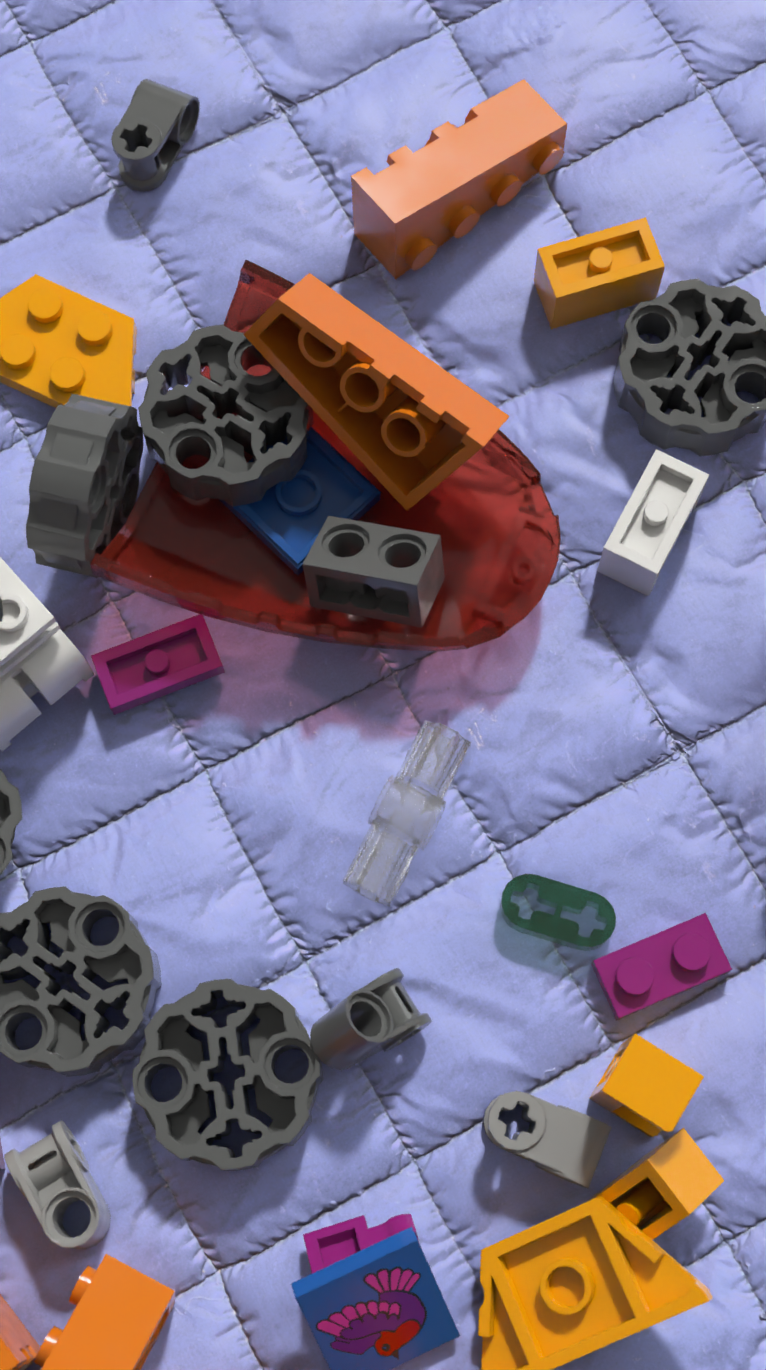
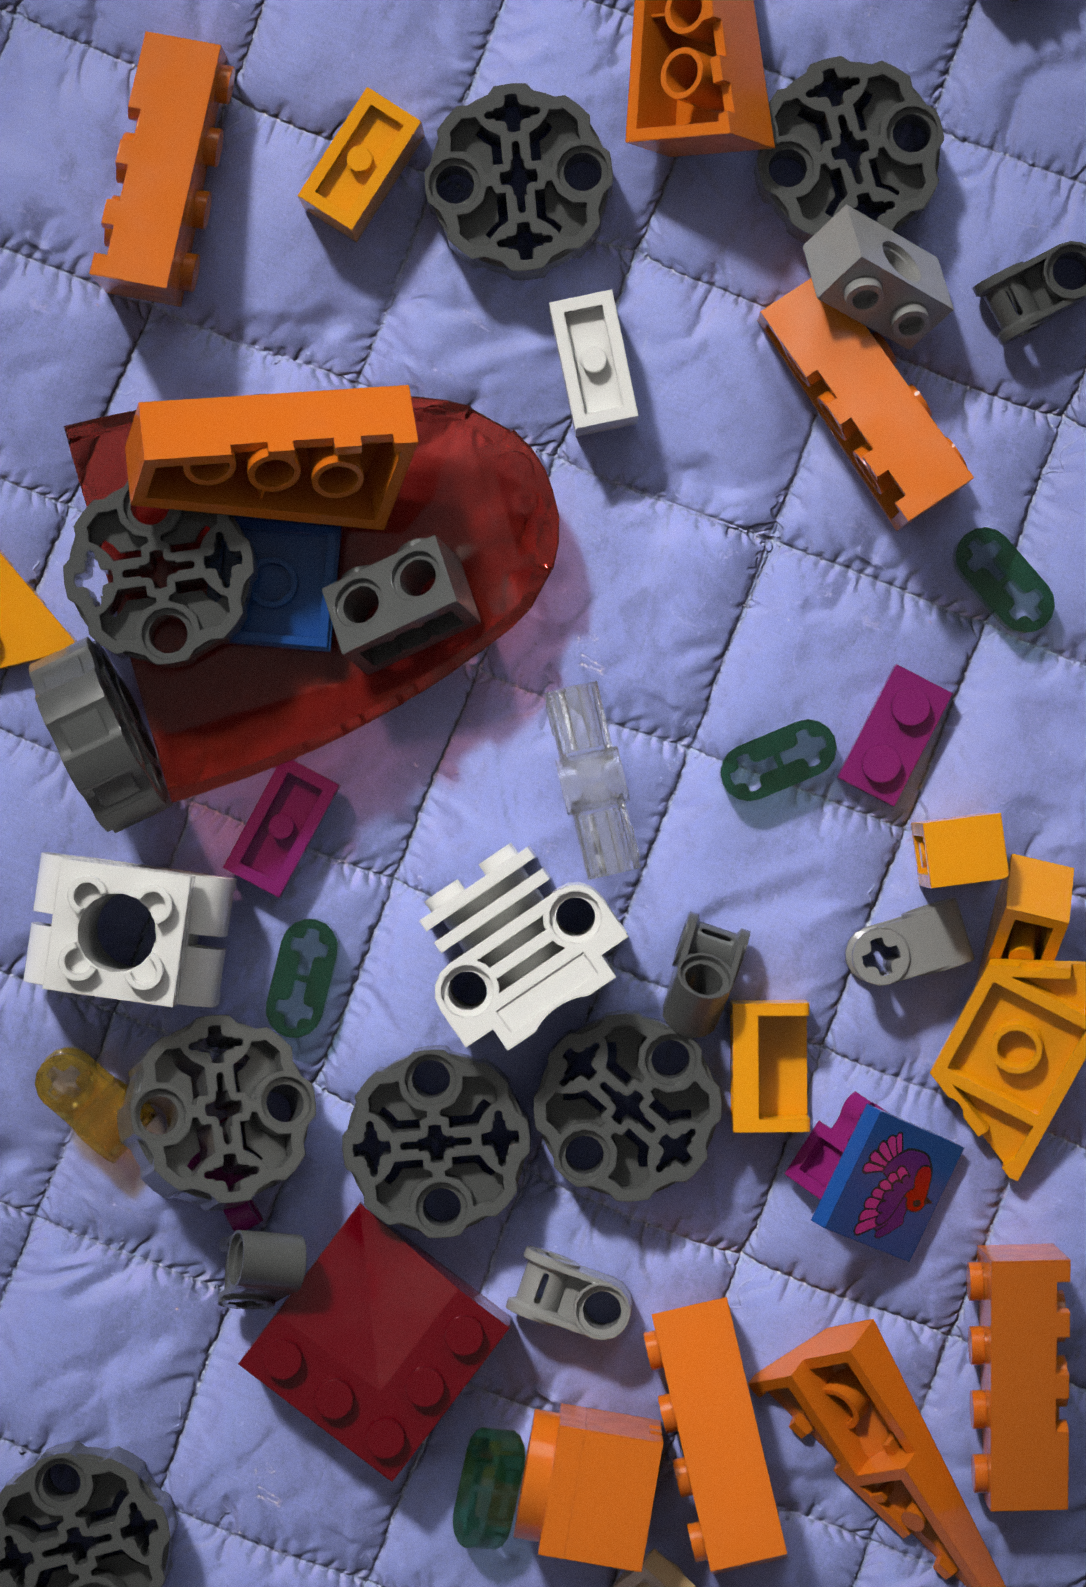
camera: 45 degrees left, 15 degrees up
(69, 772) = (287, 974): none -> clear green beam
(250, 869) = (518, 948): none -> white piece
(361, 1137) = (768, 1066): none -> light orange panel

